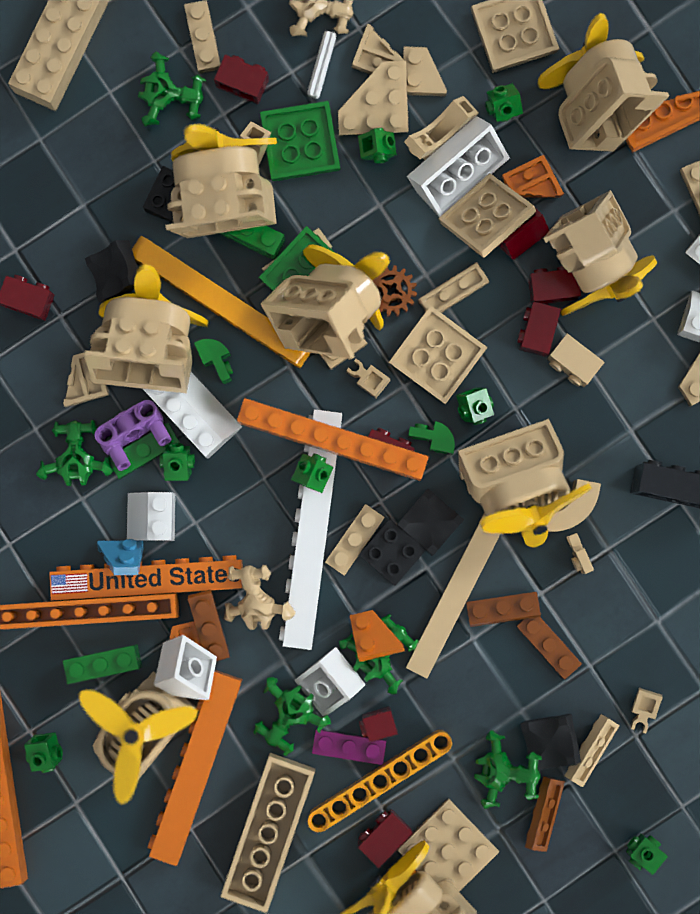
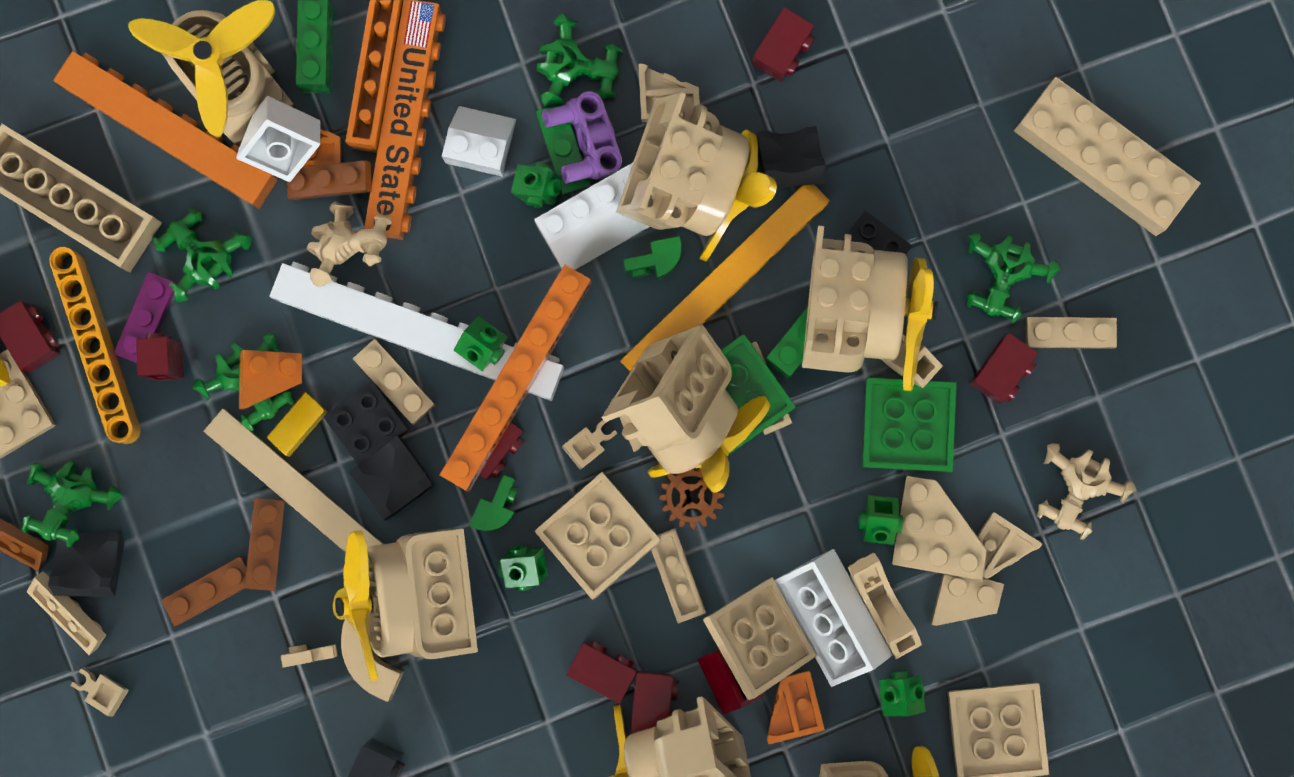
camera: 105 degrees right, 0 degrees up
(122, 556) = (437, 94): dark azure wing -> none
(321, 64) = (1002, 474): white axle -> none
(330, 682) = (227, 313): white slope -> none
(405, 607) = (297, 424): none -> yellow slope
(575, 361) = (551, 708): tan brick -> none

